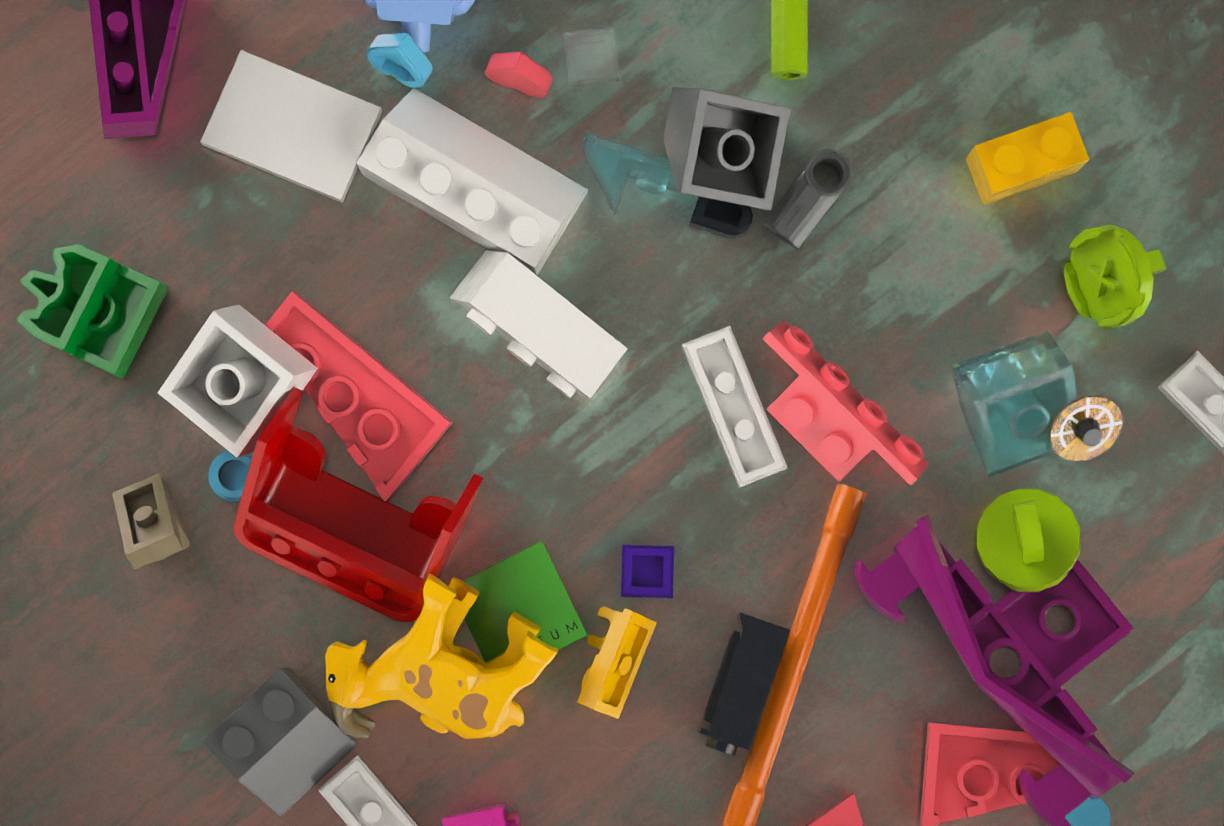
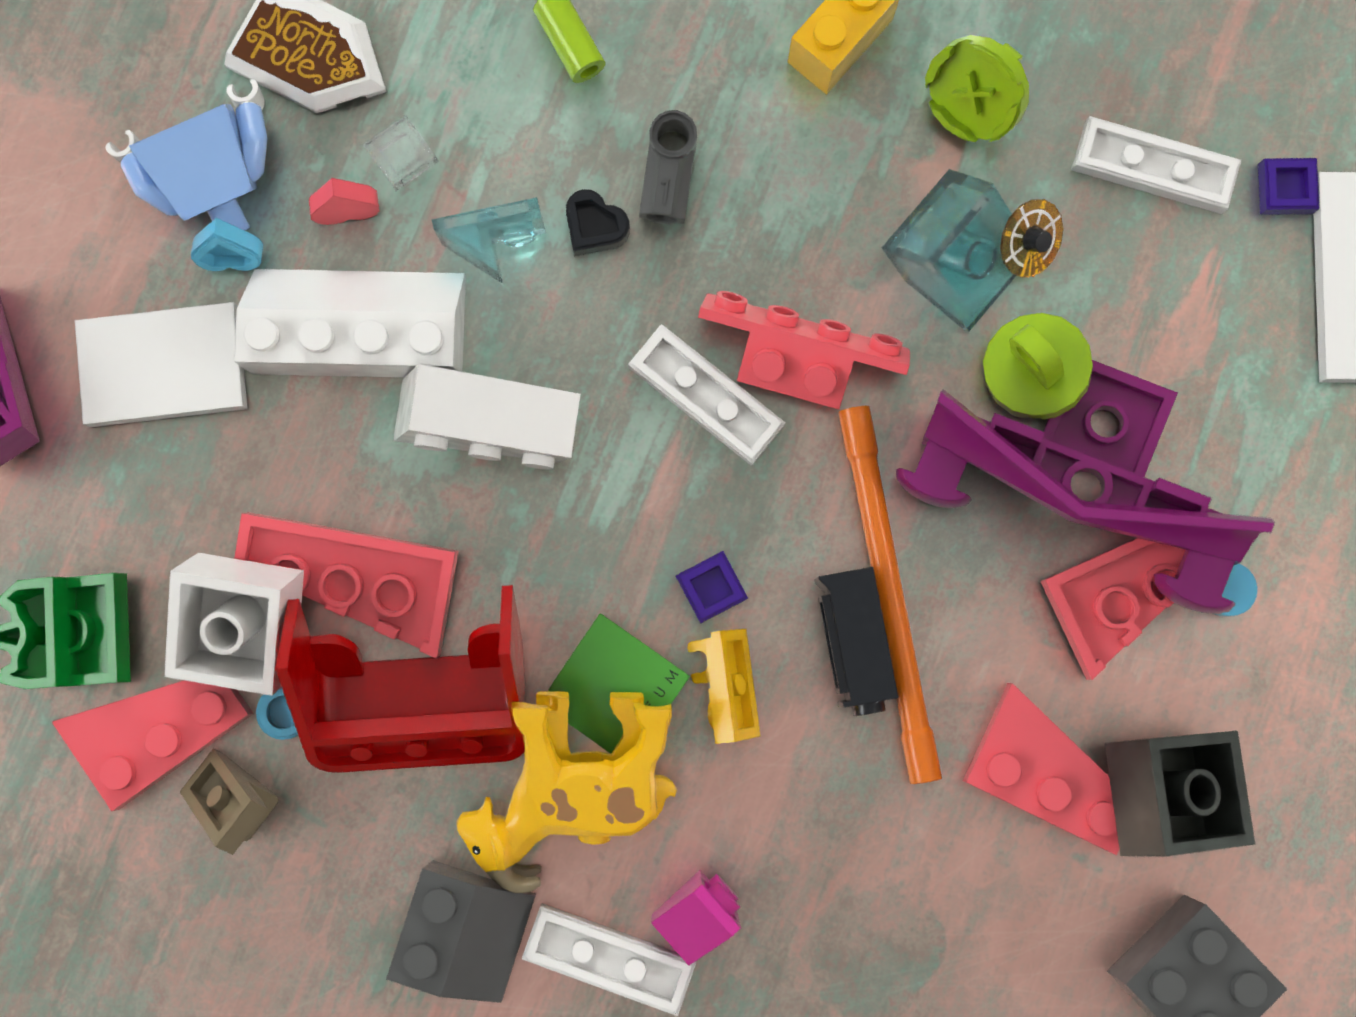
camera: 25 degrees left, 0 degrees up
(114, 432) = (149, 735): none -> coral wing
(725, 146) = (565, 159): dark grey slope -> none

